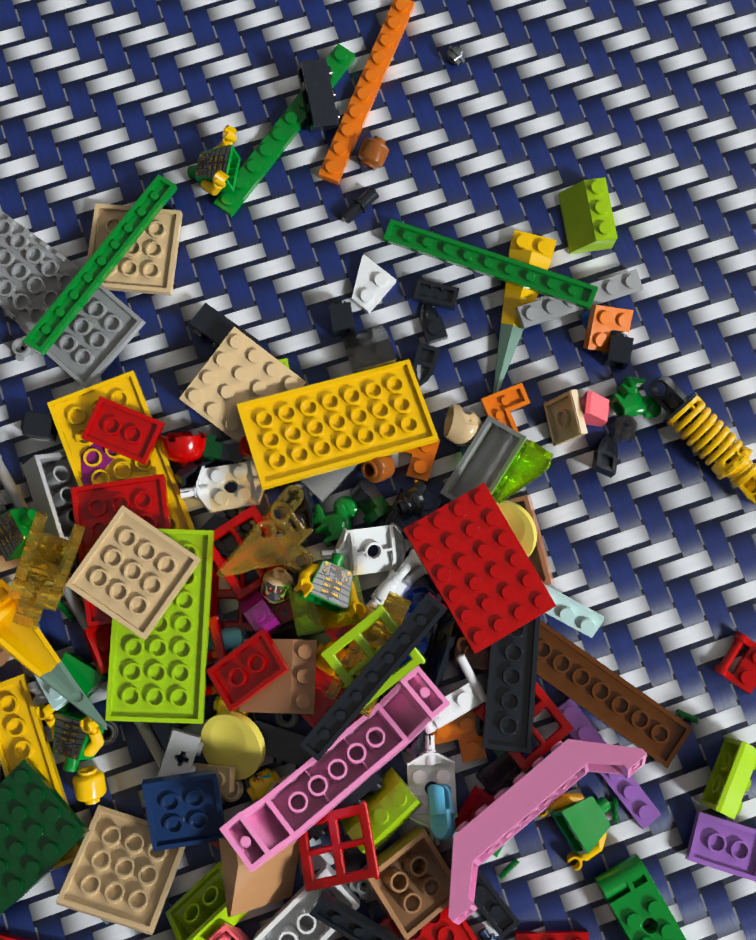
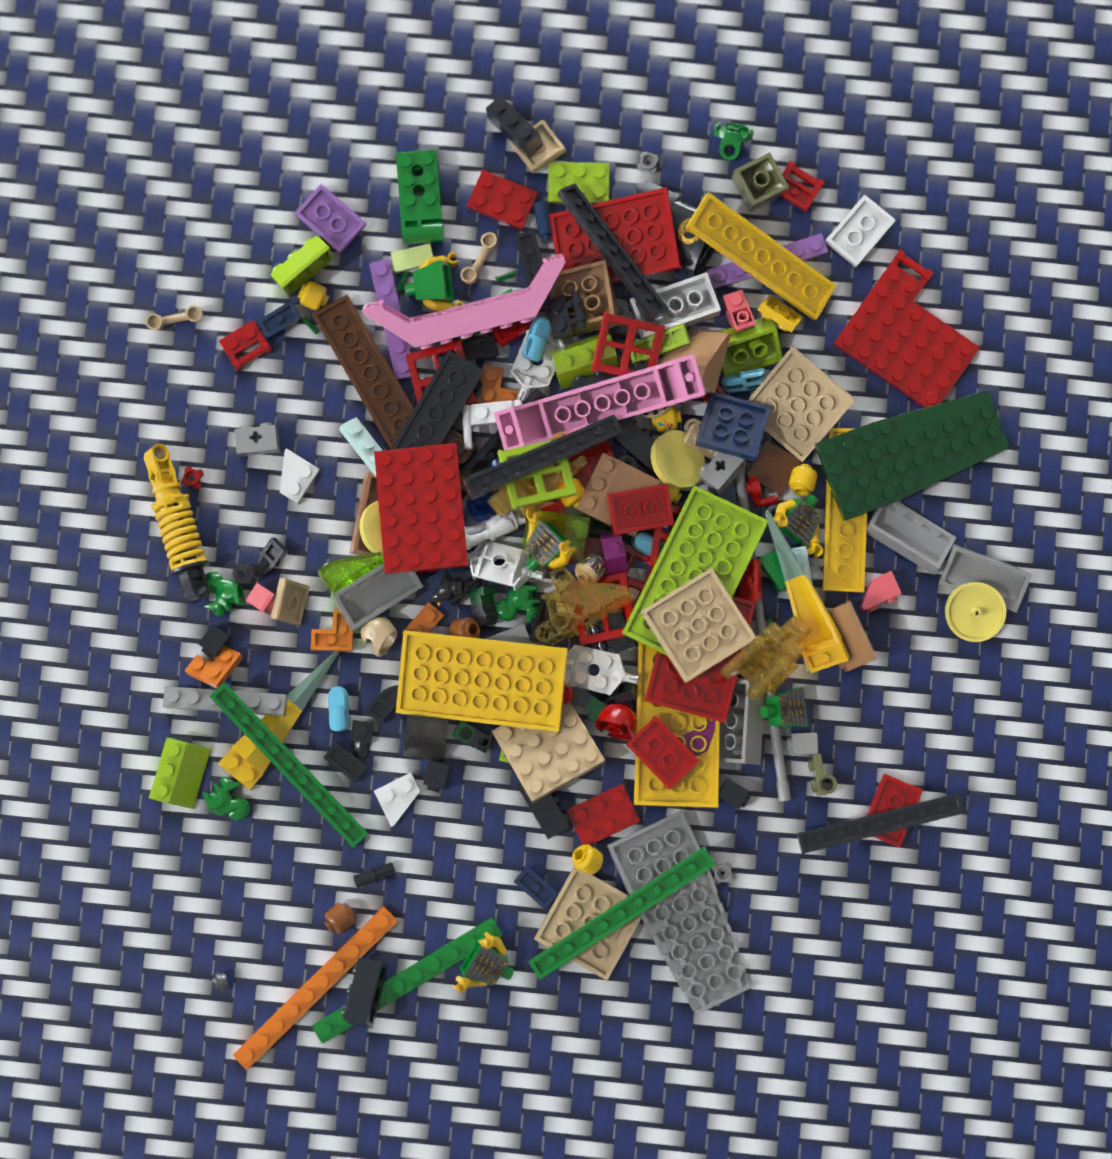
camera: 150 degrees left, 5 degrees up
(124, 783) = (773, 467): none -> reddish brown tile
(138, 751) = (753, 487): none -> red plate
(159, 302) = (587, 859): none -> yellow head
(163, 352) = (603, 815): none -> red plate
(197, 868) = (743, 381): none -> medium azure arm
(199, 258) = (536, 887): none -> dark blue plate
(291, 881) = (672, 339): none -> lime plate
(323, 368) = (472, 736): none -> leg
(427, 848) = (560, 318): none -> black plate
(466, 339) = (338, 708): none -> medium azure arm
(533, 207) = (221, 801): none -> green animal
(542, 898) = (489, 243): none -> tan bar
(619, 841) = (410, 258): none -> yellowish green tile
(621, 549) = (296, 476): none -> white wing
(667, 569) = (248, 447): none -> light grey brick
(702, 749) = (313, 295): none -> yellow head
(722, 706) = (279, 319): none -> dark blue plate
(728, 496) = (188, 473): none -> red plate

